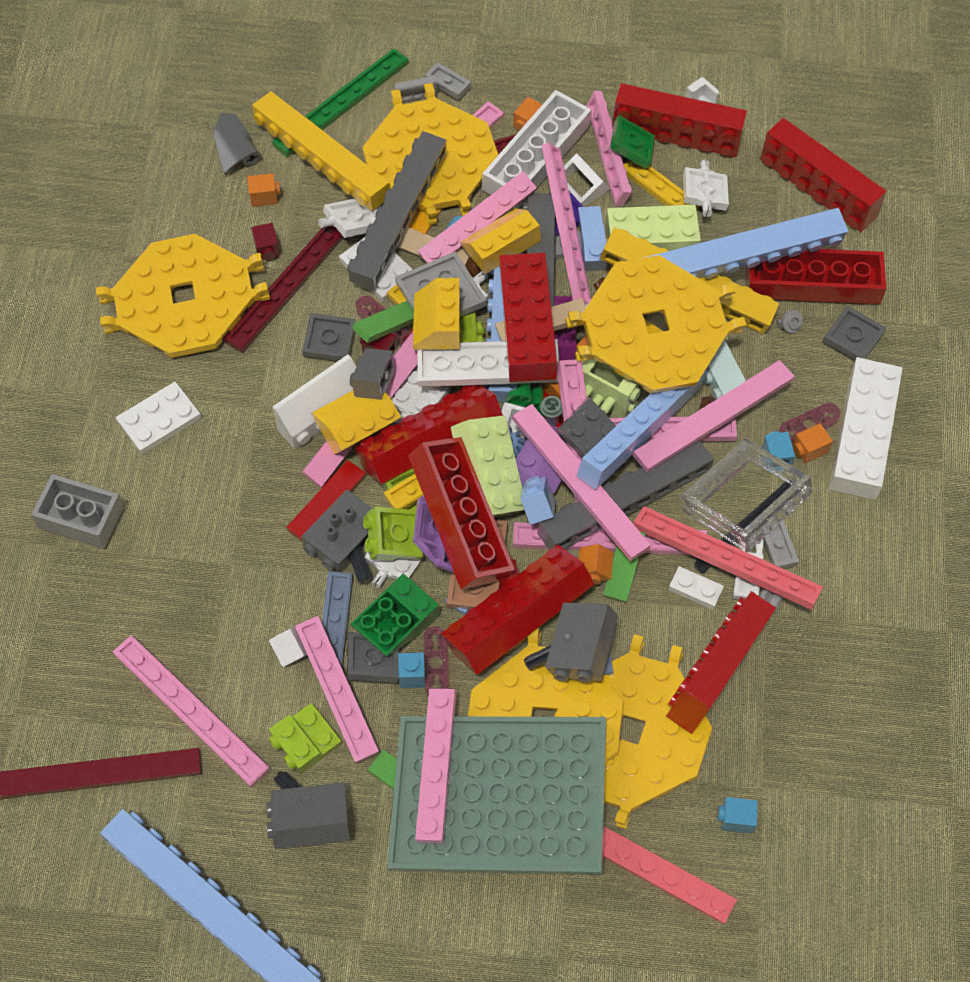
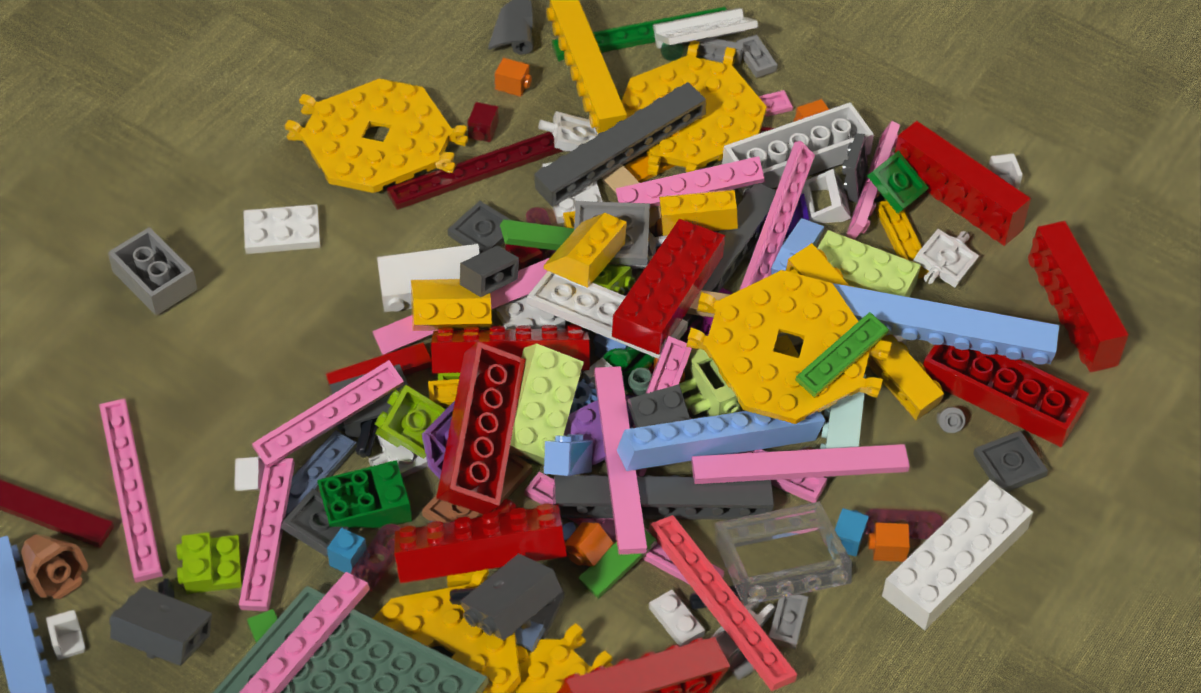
camera: 30 degrees right, 10 degrees down
(176, 812) = (53, 565): none -> nougat cone
(229, 865) = (66, 634): none -> white panel
(326, 564) = (327, 414): none -> bright pink plate
(376, 106) = (672, 52): none -> clear green plate
(393, 76) = (702, 27): none -> white fence
(592, 144) = (855, 167): none -> dark grey plate
(703, 311) = (842, 354): none -> bright green tile

